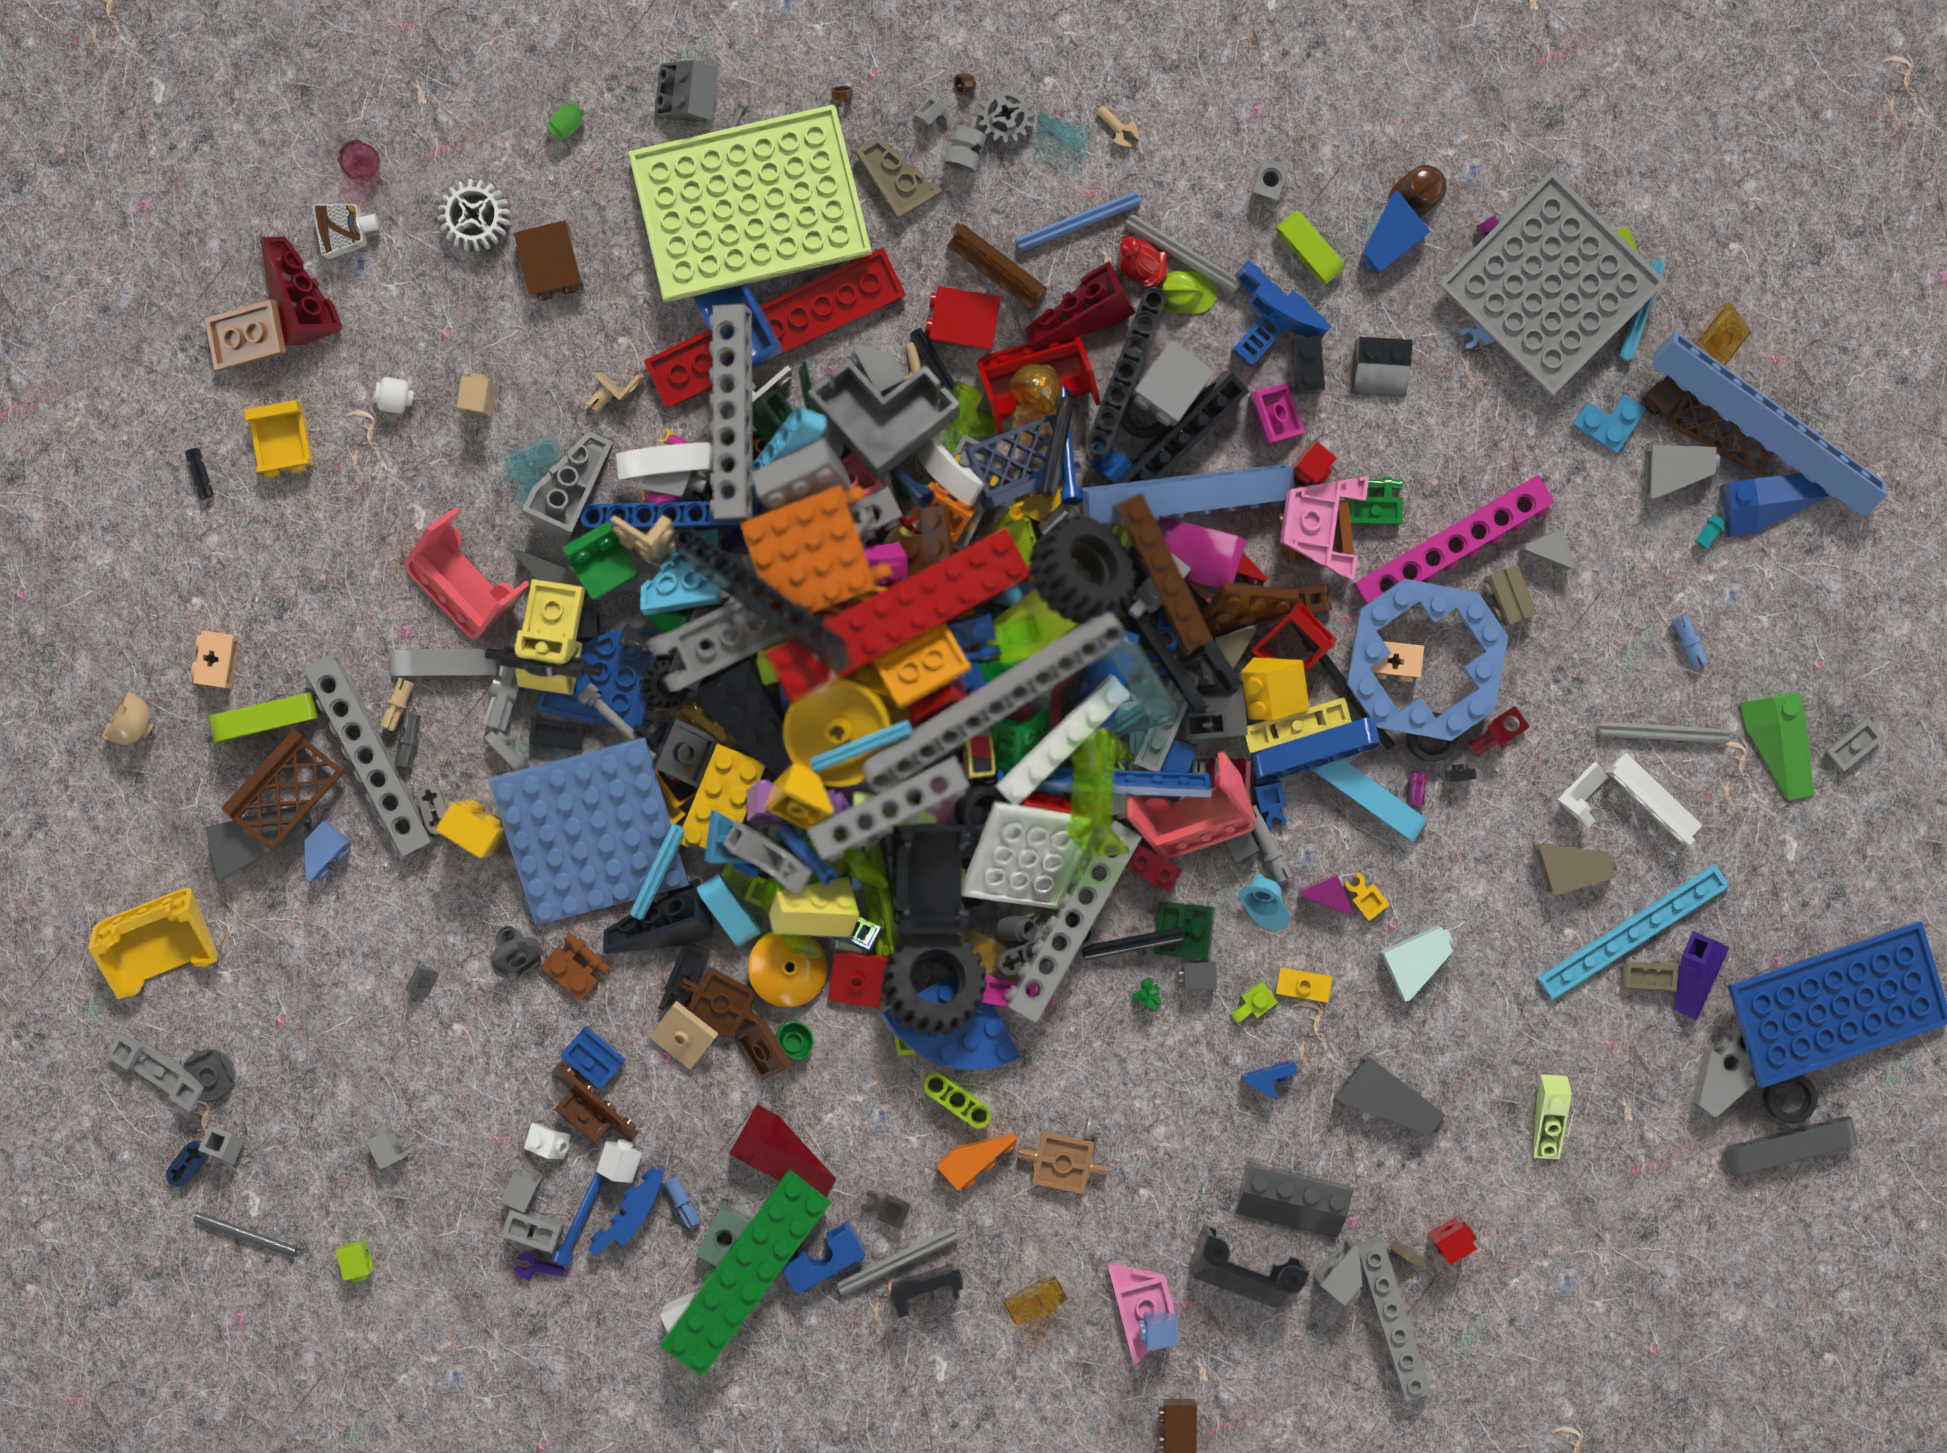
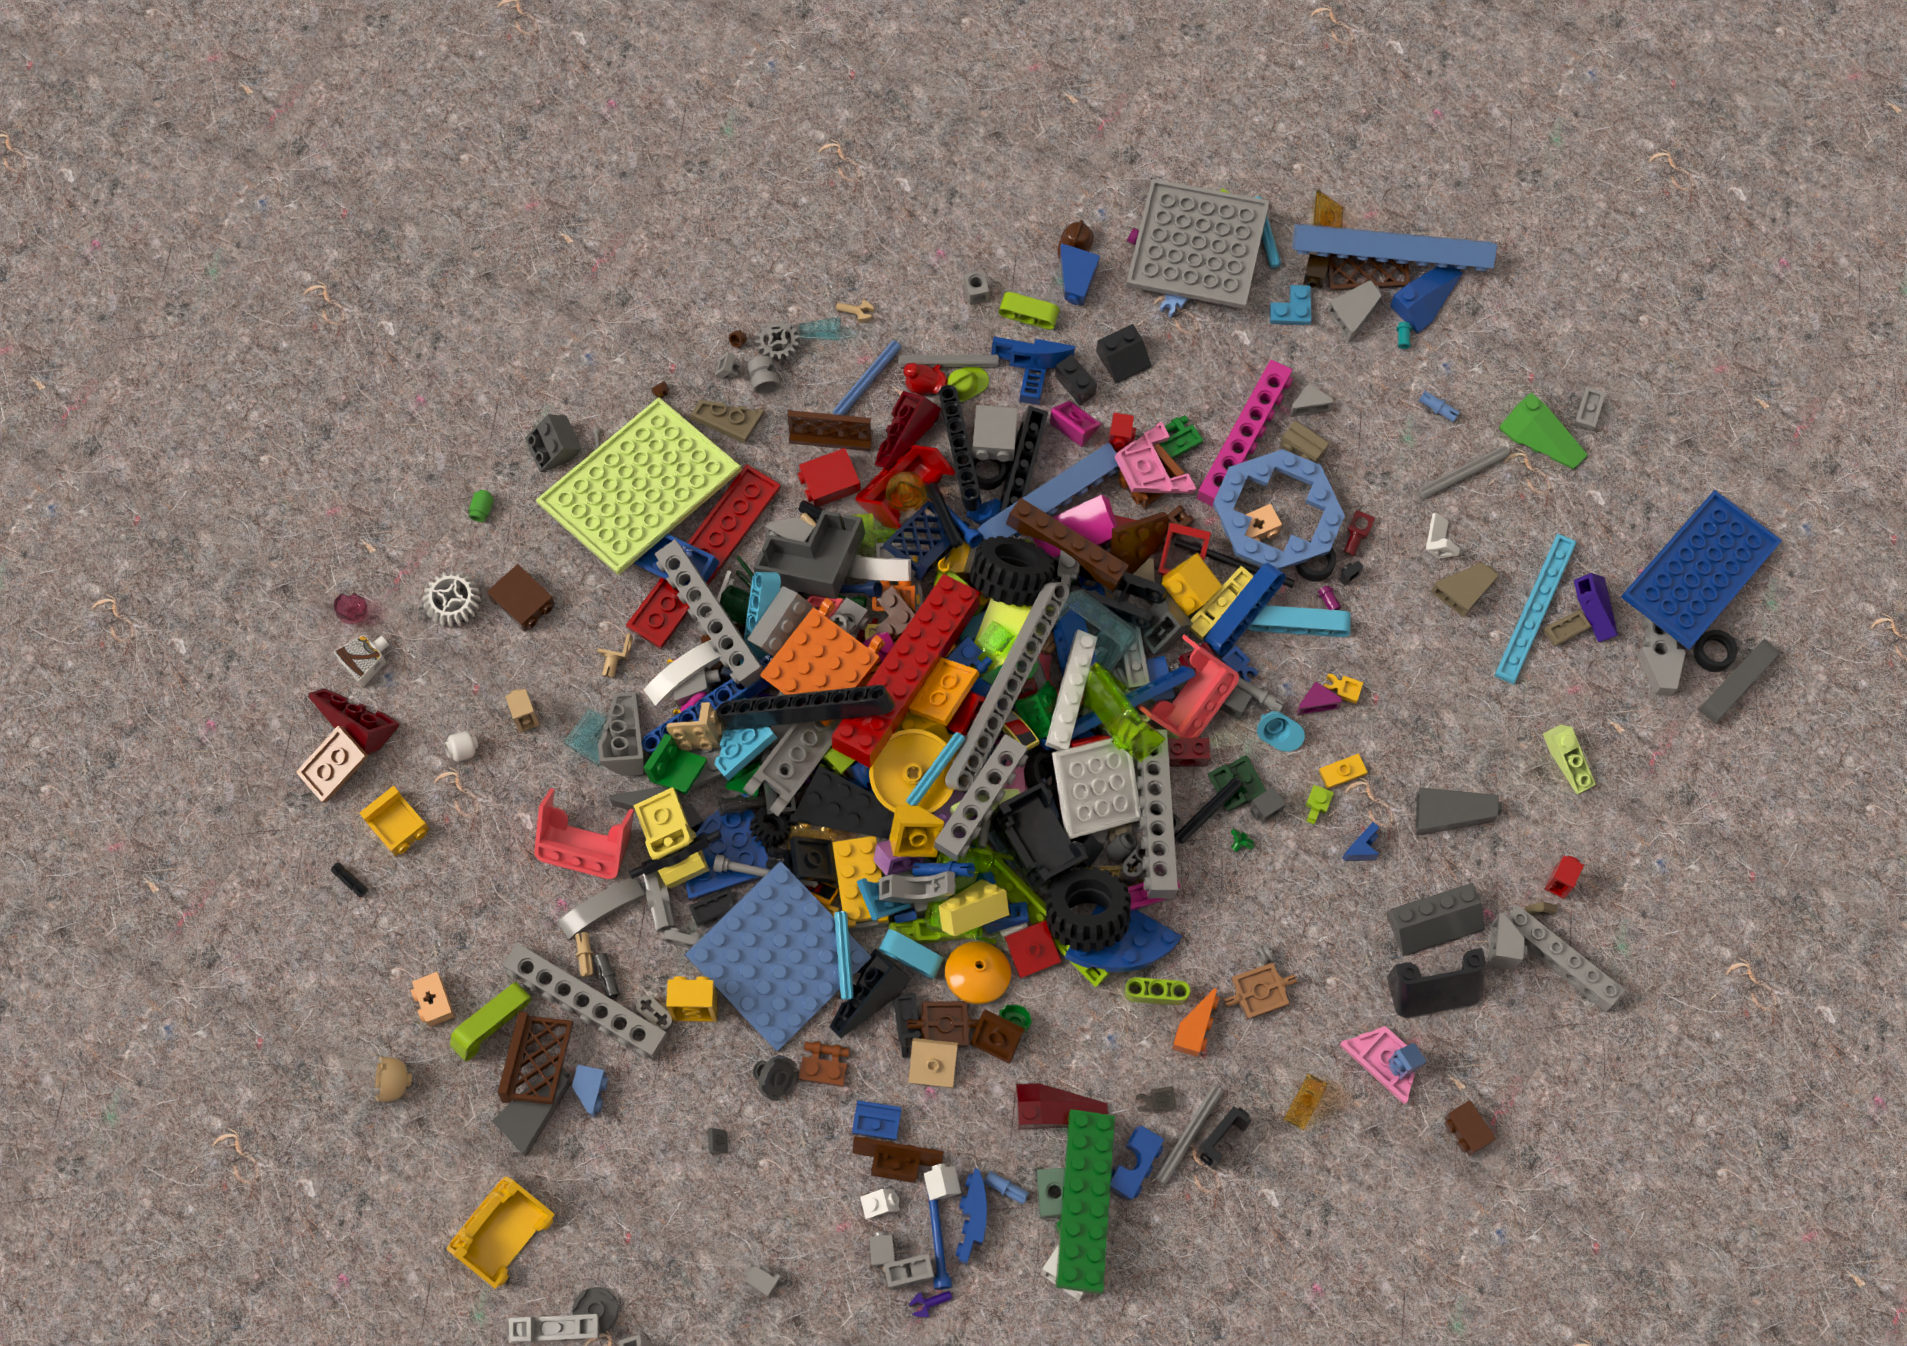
camera: 30 degrees left, 20 degrees down
(1417, 959) = (1406, 708): light aqua slope -> none
(1654, 799) = (1488, 516): white fence -> none

